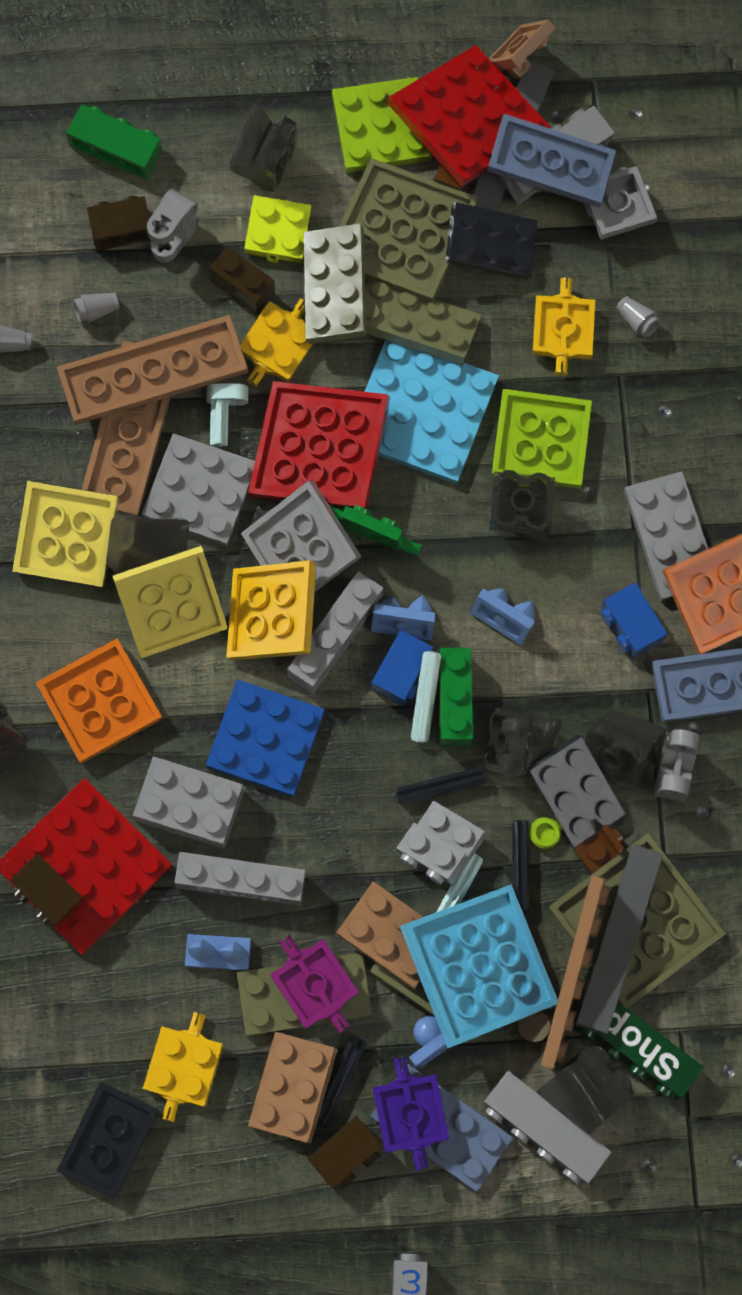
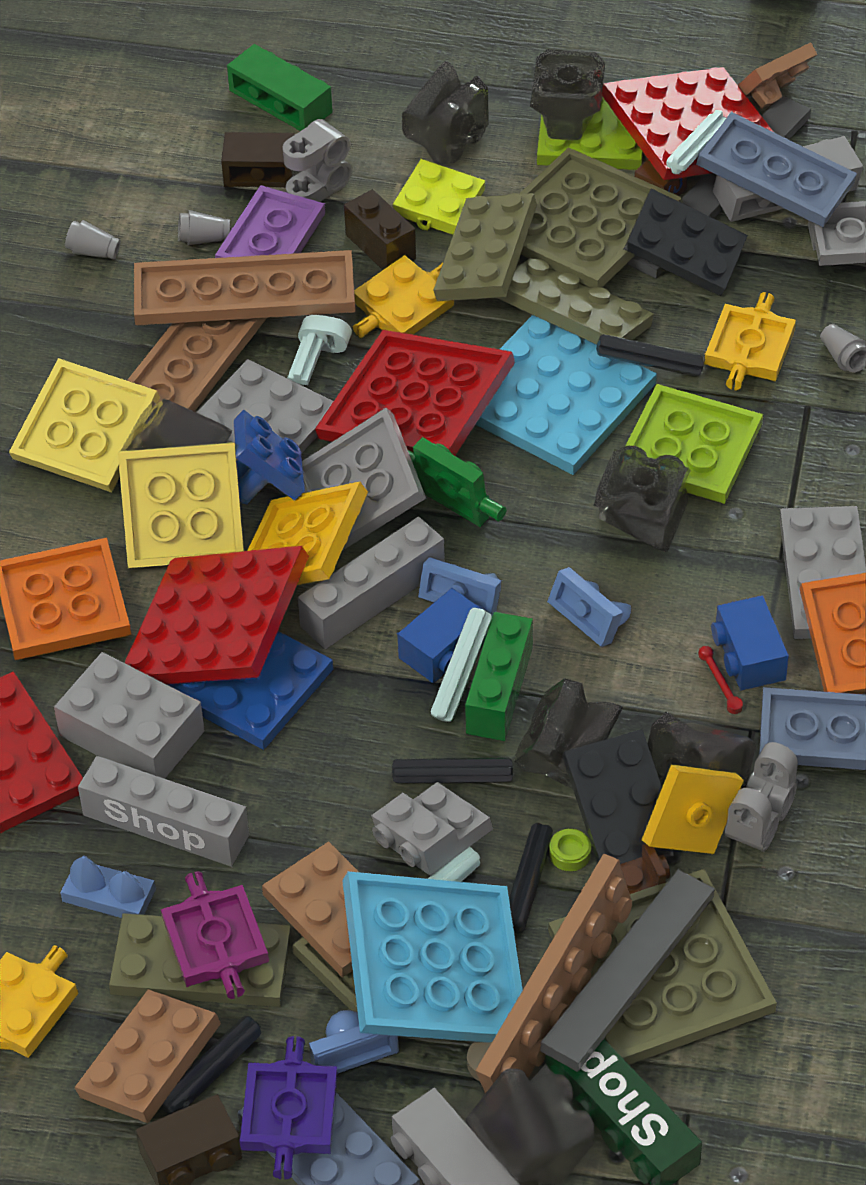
camera: 20 degrees right, 25 degrees down
(151, 297) = (273, 225): none -> medium lavender plate
(225, 543) = (265, 459): none -> blue plate
(227, 699) = (216, 615): none -> red plate
(361, 109) = (567, 91): none -> clear smoke piece
(483, 150) = (694, 144): none -> light aqua axle
(491, 363) = (649, 355): none -> black axle
(631, 673) = (734, 704): none -> red hinge
(633, 795) = (692, 809): none -> yellow plate

